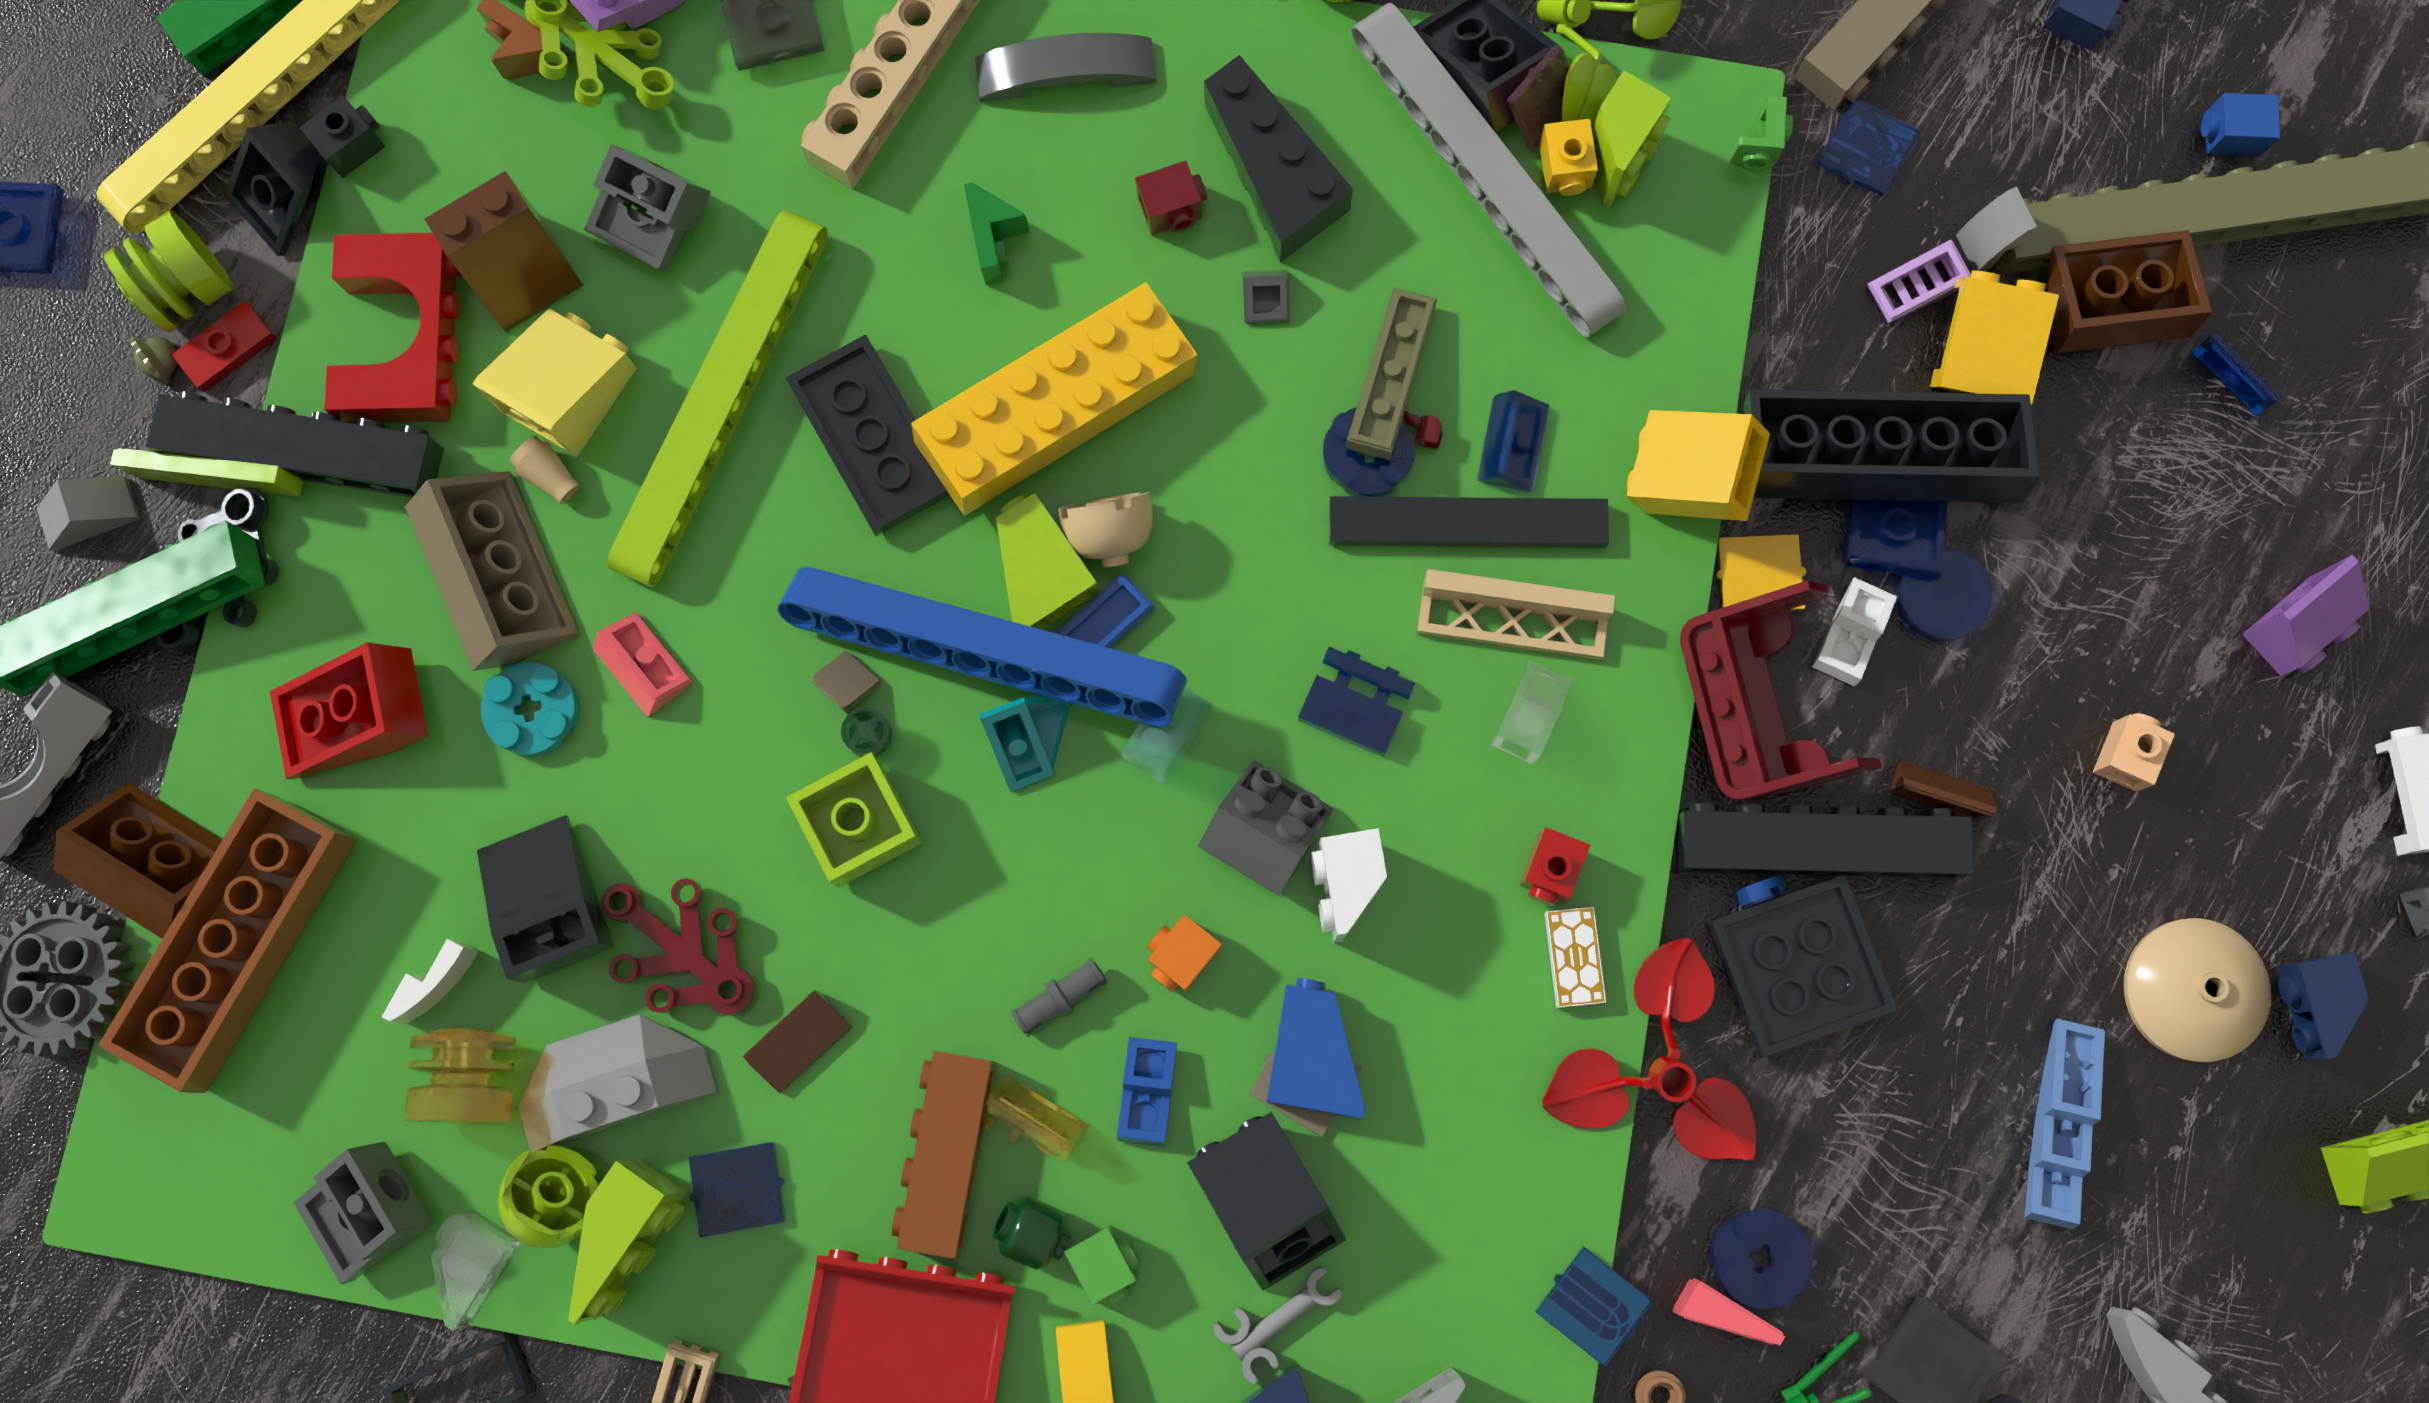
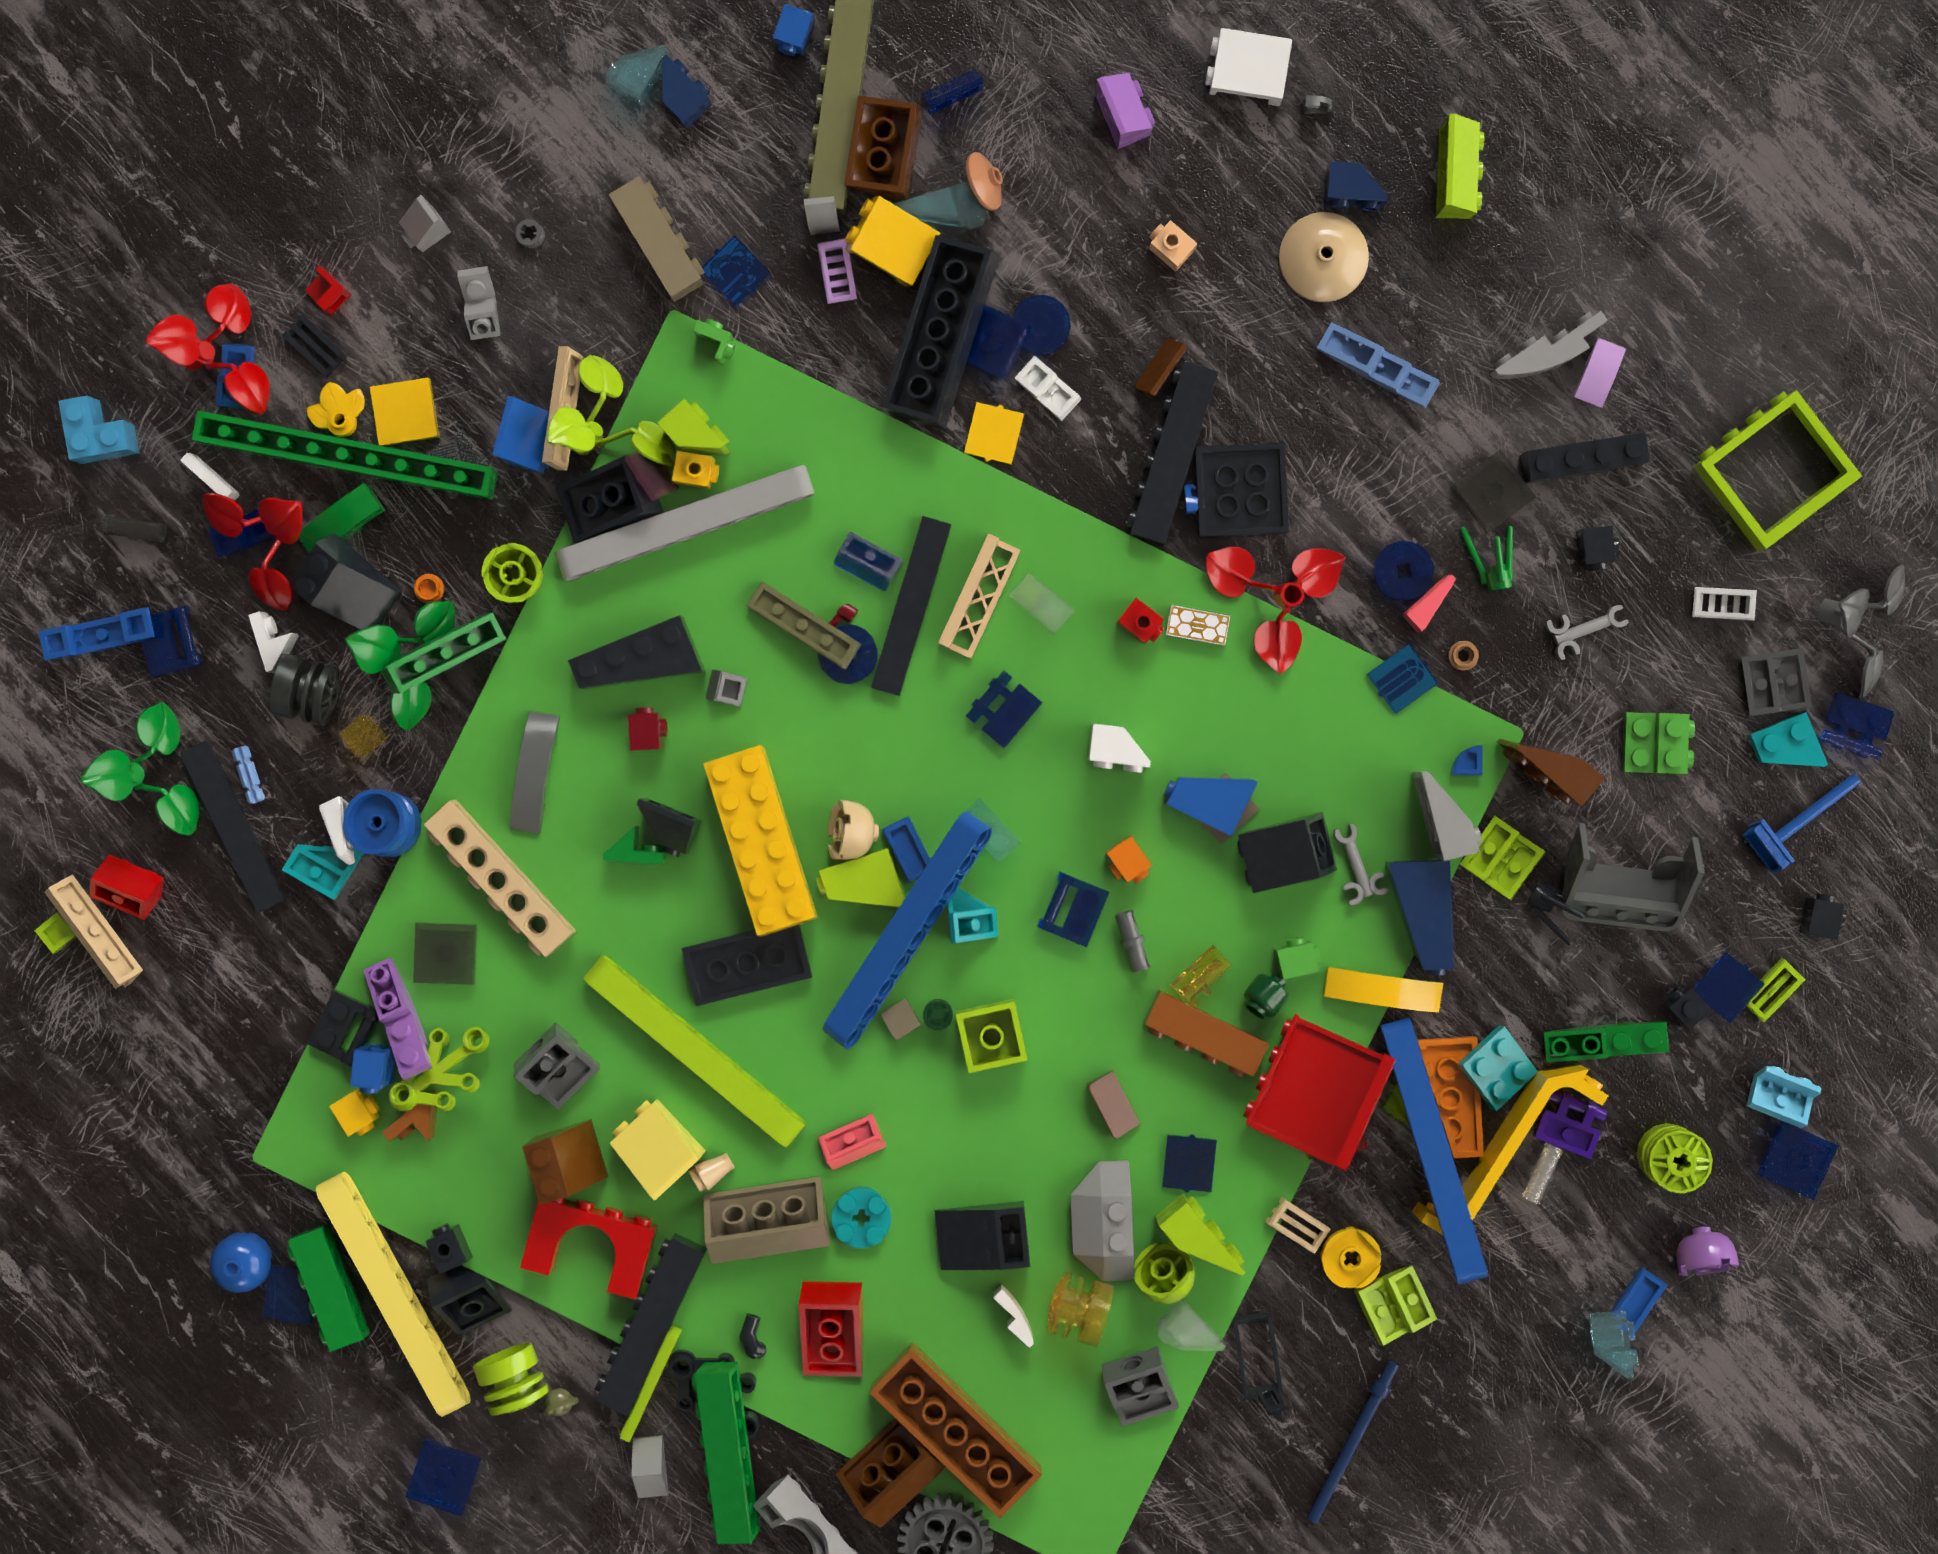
camera: 85 degrees left, 10 degrees up
(224, 346) = (564, 1357): red plate -> none
(293, 603) = (748, 1339): none -> black arm
(684, 953) = (1039, 1159): dark red plant -> none
(1041, 264) = (669, 826): none -> black slope
(1080, 907) = (1083, 911): none -> clear blue plate
(1147, 1091) = (1203, 904): blue slope -> none
(1265, 827) = (1066, 787): dark grey slope -> none
(1698, 464) = (921, 456): yellow brick -> none
(1738, 700) = (1075, 474): dark red windscreen -> none
(2073, 413) = (948, 206): none -> clear light blue slope
(2129, 446) = (984, 181): none -> nougat dish

